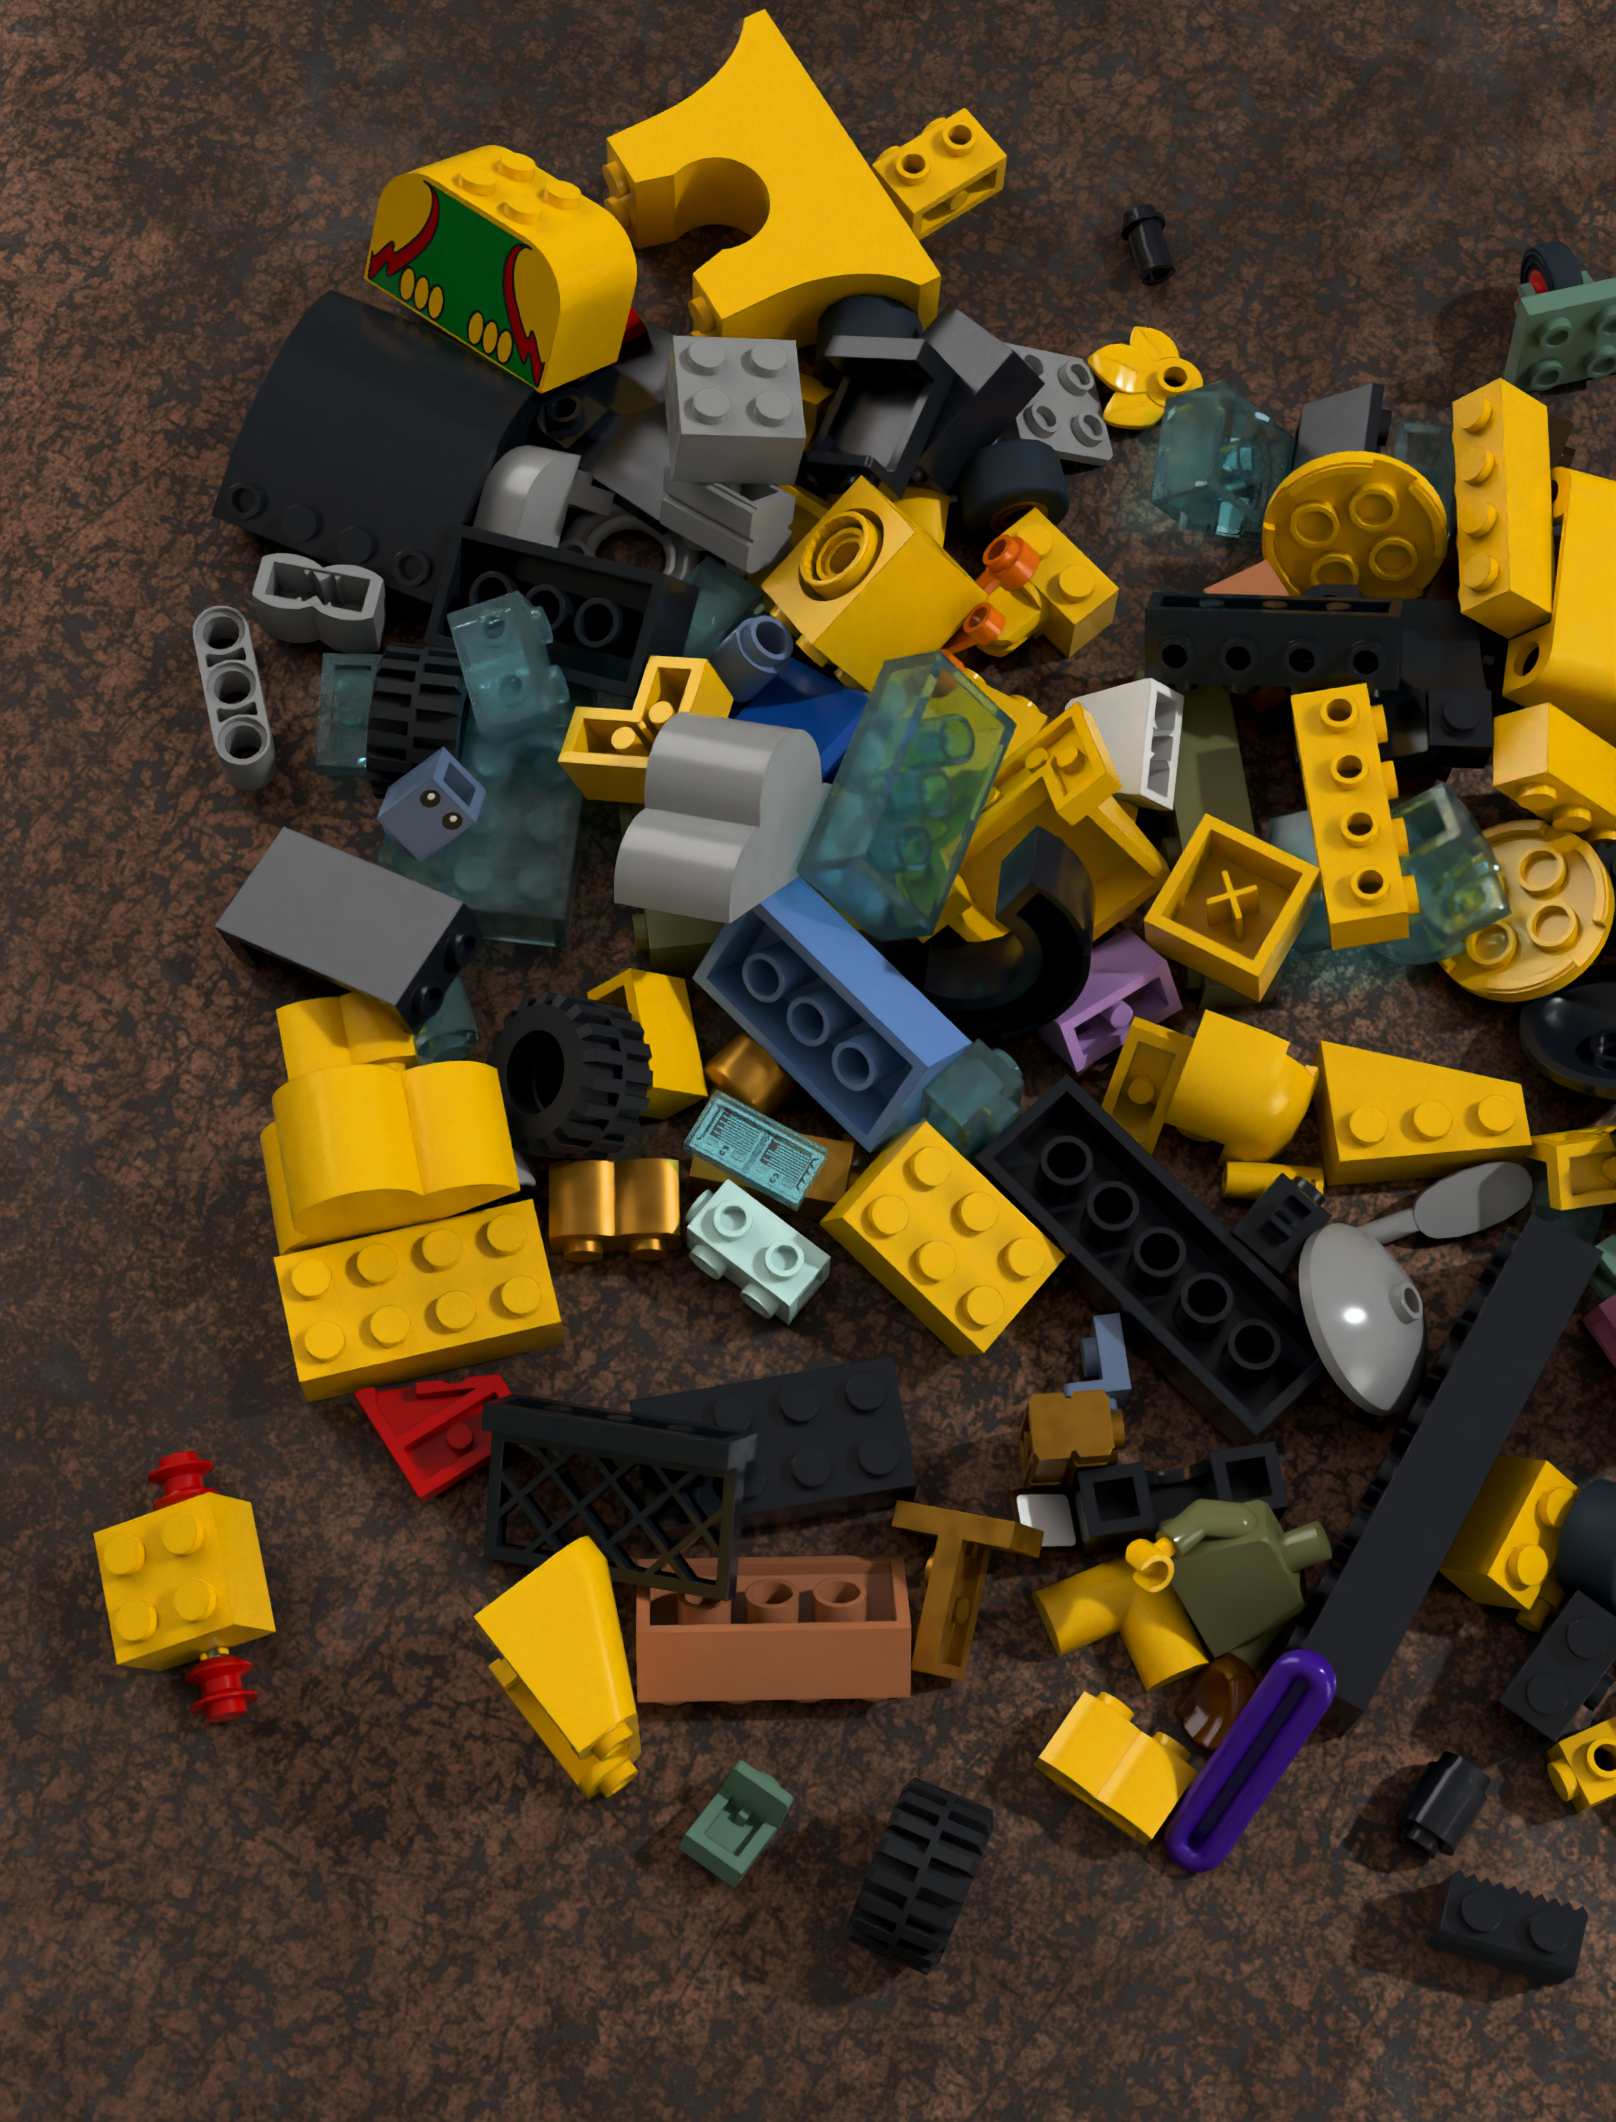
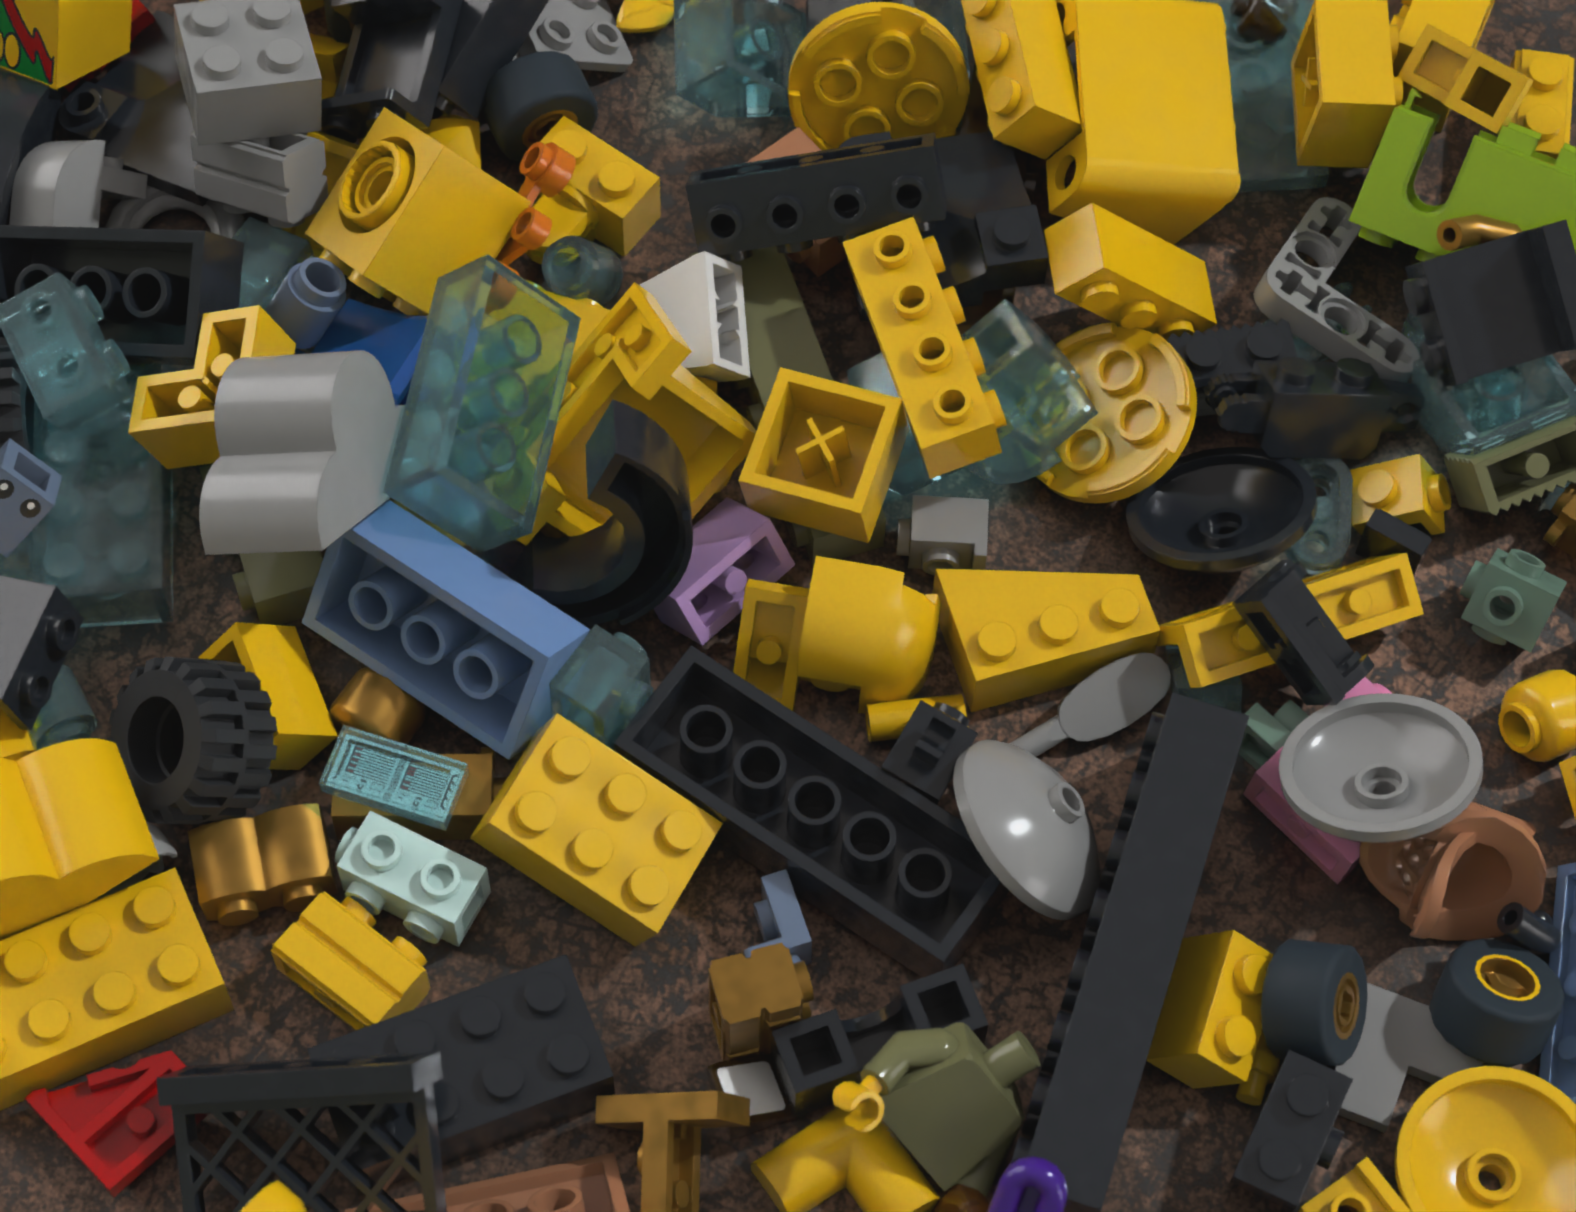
camera: 10 degrees left, 5 degrees down
(683, 1324) = (349, 964): none -> yellow brick
(1025, 668) = (582, 269): none -> clear light blue brick
(1335, 1004) = (944, 533): none -> light grey brick

